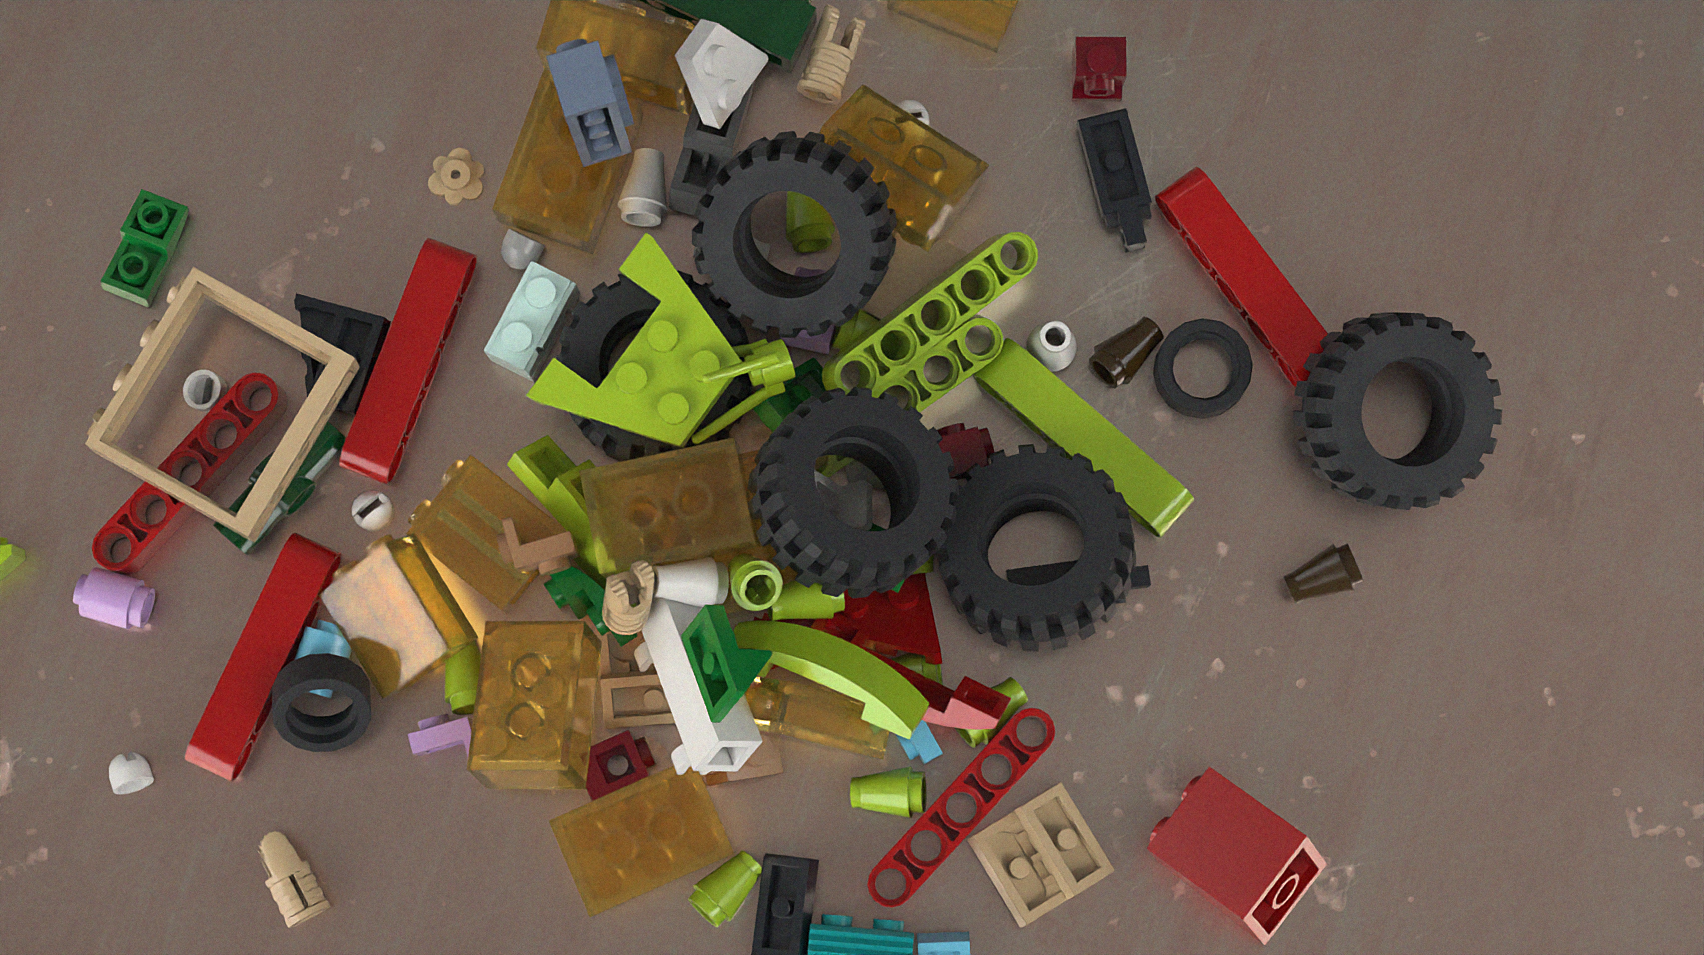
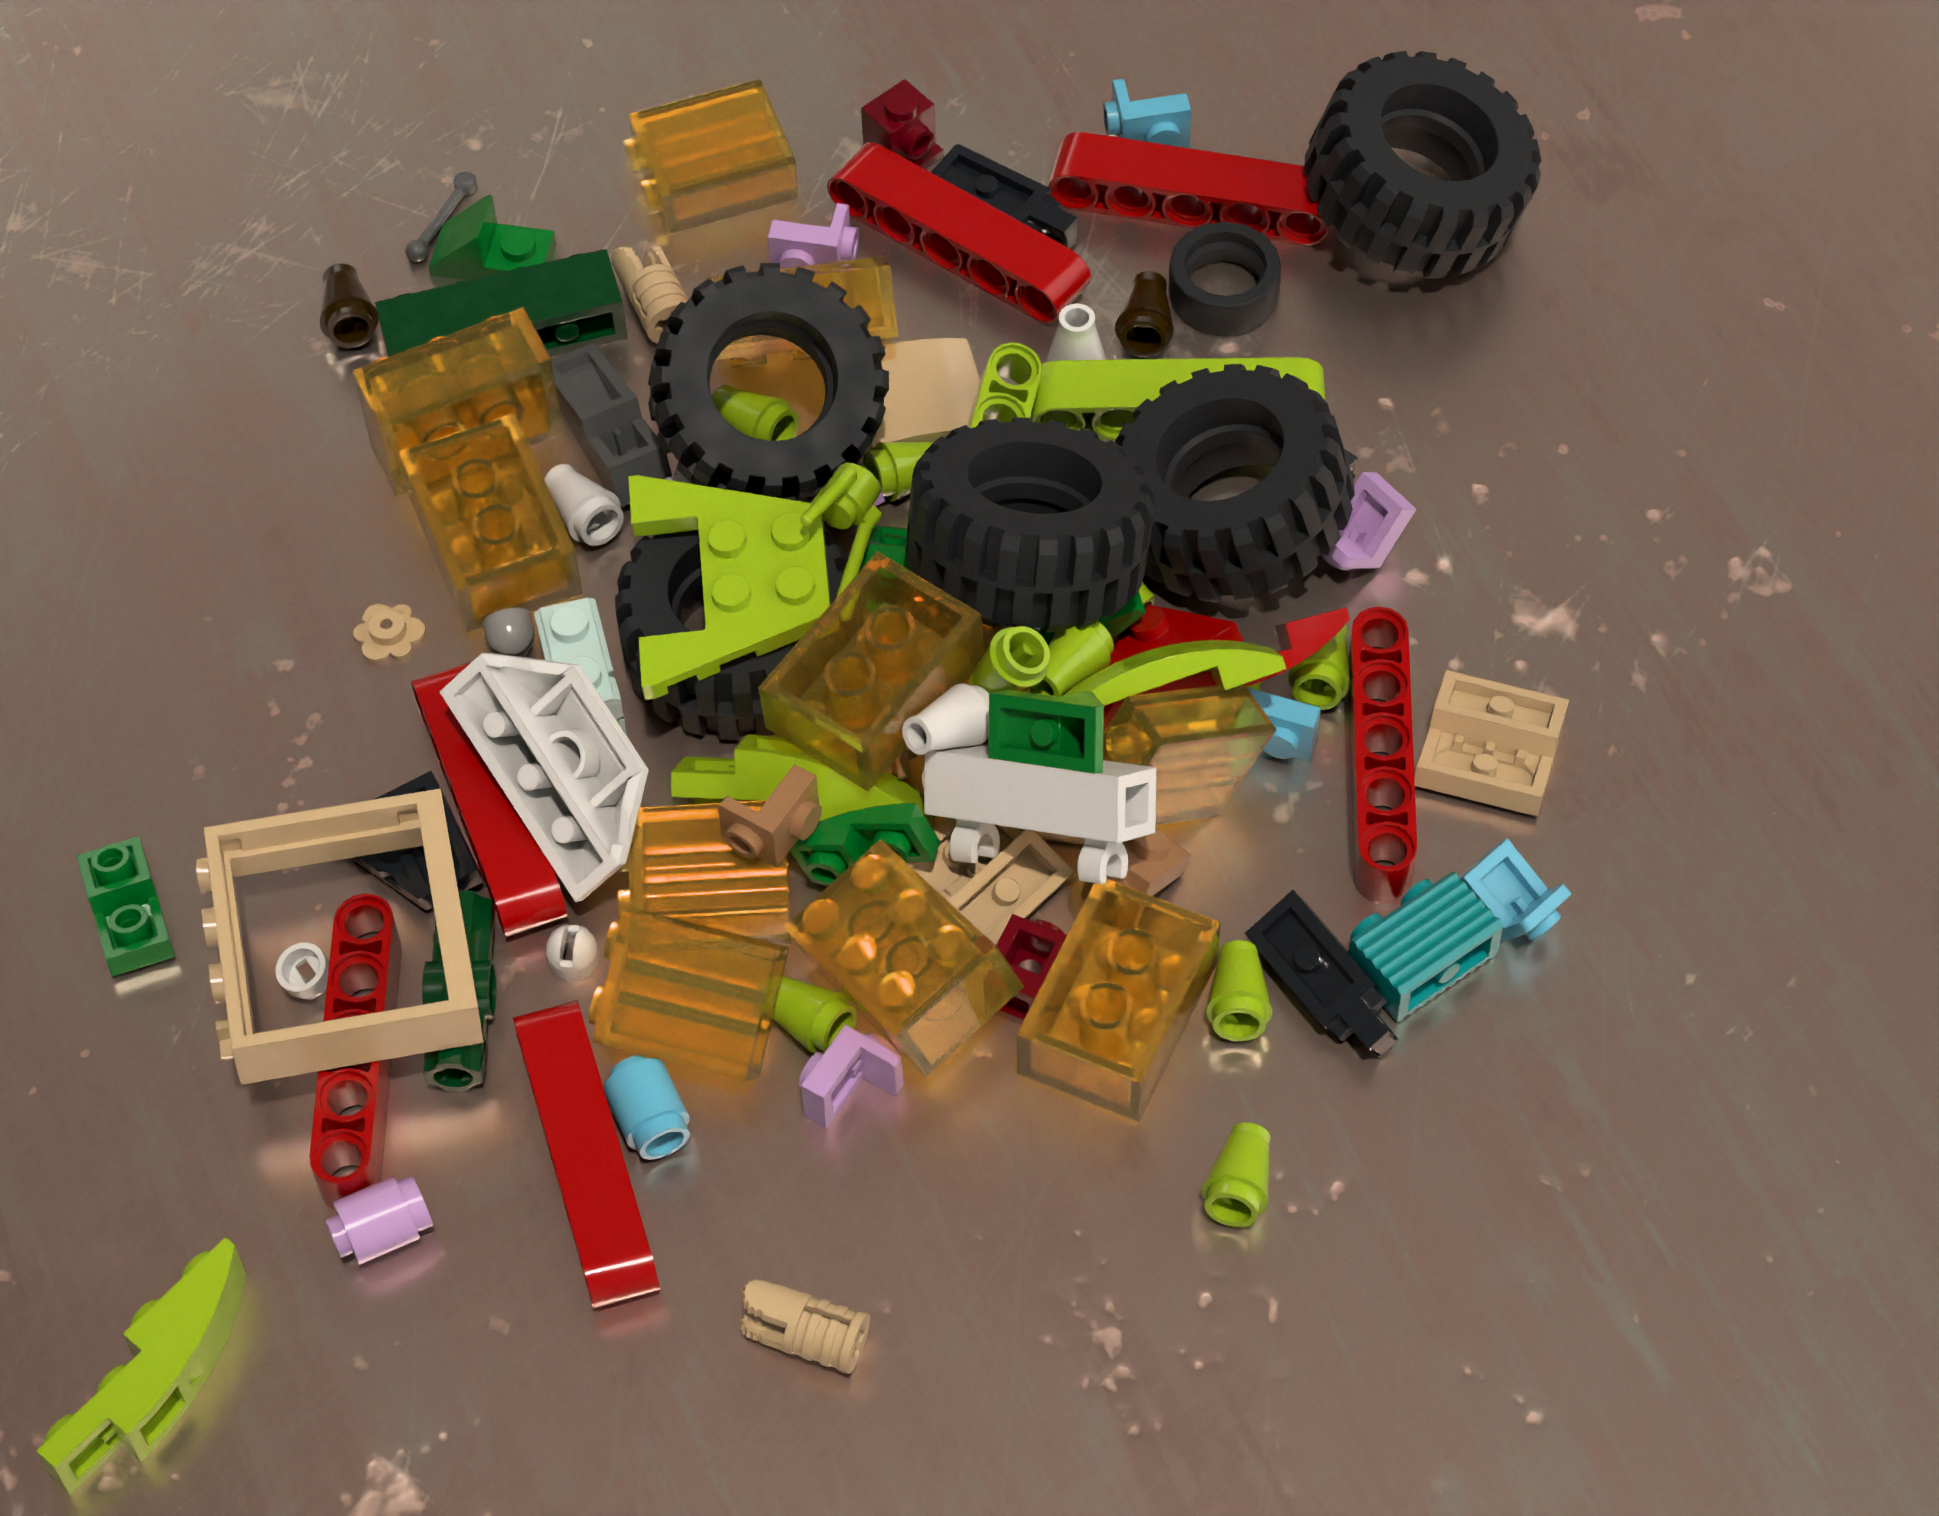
camera: 40 degrees left, 25 degrees down
(129, 774) = (545, 1368): white hinge -> none
(317, 673) = (731, 1135): black tyre -> none
(442, 394) = (555, 760): none -> white wedge
(592, 100) = (483, 380): sand blue brick -> none
(624, 590) = (908, 761): tan hinge -> none
(718, 70) = (566, 335): white wing -> none
(891, 792) = (1306, 792): lime cone -> none
(950, 113) = (808, 244): none -> lavender bracket
(951, 304) = (951, 368): lime beam -> none
(1065, 180) = (959, 232): none -> red beam
(1112, 644) = (1374, 524): none -> lavender bracket
(1236, 854) = (1658, 594): red slope -> none
(1270, 208) = (1150, 120): none -> medium azure bracket
(1325, 574) = (1495, 342): dark brown cone -> none

